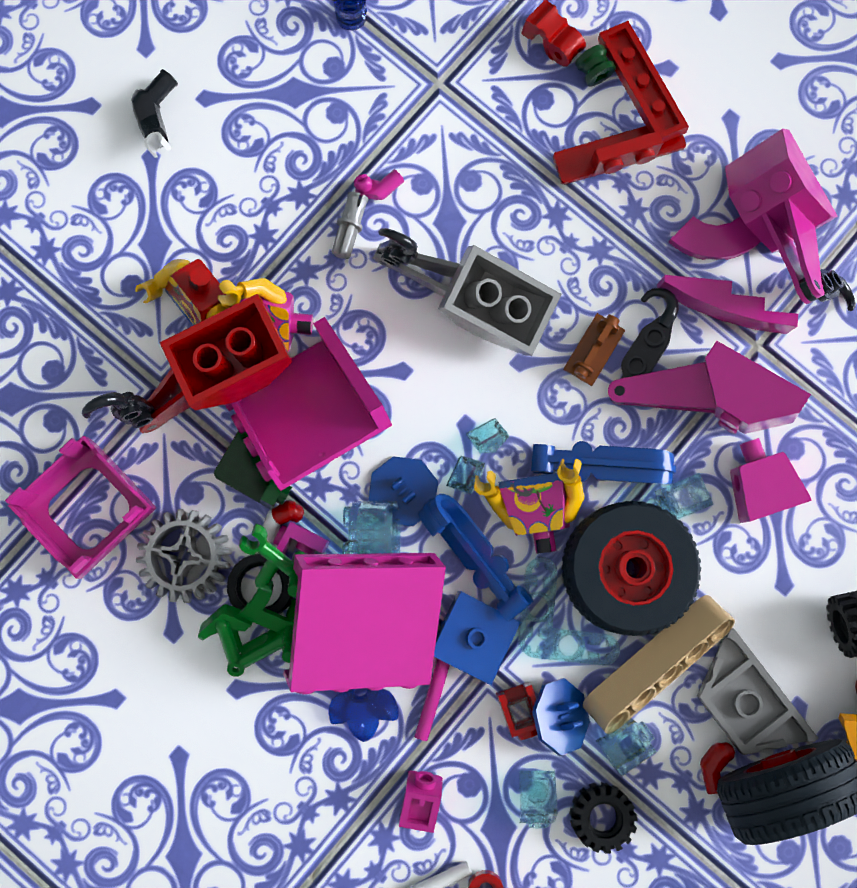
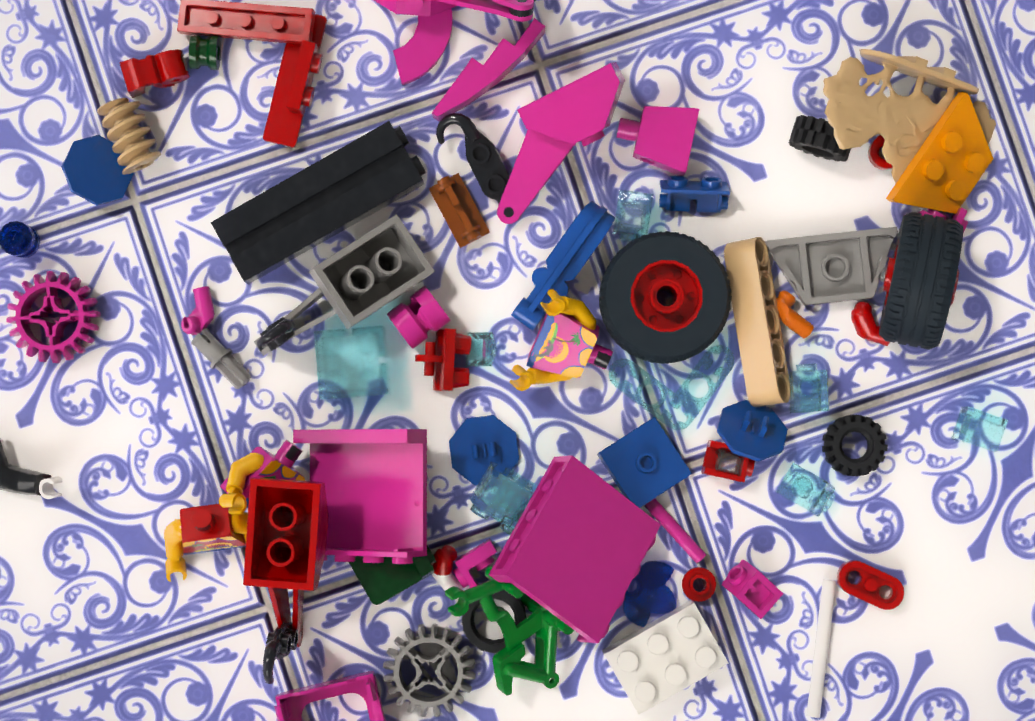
camera: 50 degrees left, 5 degrees up
(314, 759) = (665, 657): none -> white brick
(319, 53) = (53, 302): none -> dark pink gear
(397, 739) = (693, 574): none -> red plate
(409, 331) = (350, 363): none -> clear light blue piece
(445, 35) = (94, 171): none -> blue piece
(464, 474) = (500, 388): clear light blue slope -> none
(474, 550) = (531, 425): blue piece -> none
(475, 406) = (440, 360): none -> red hips
(483, 366) = (418, 317): none -> dark pink wheel
(489, 42) = (128, 135): none -> tan piece
(530, 228) = (319, 202): none -> black brick
(679, 691) = (790, 317): none -> orange arm
(740, 552) = (706, 192): none -> blue hinge

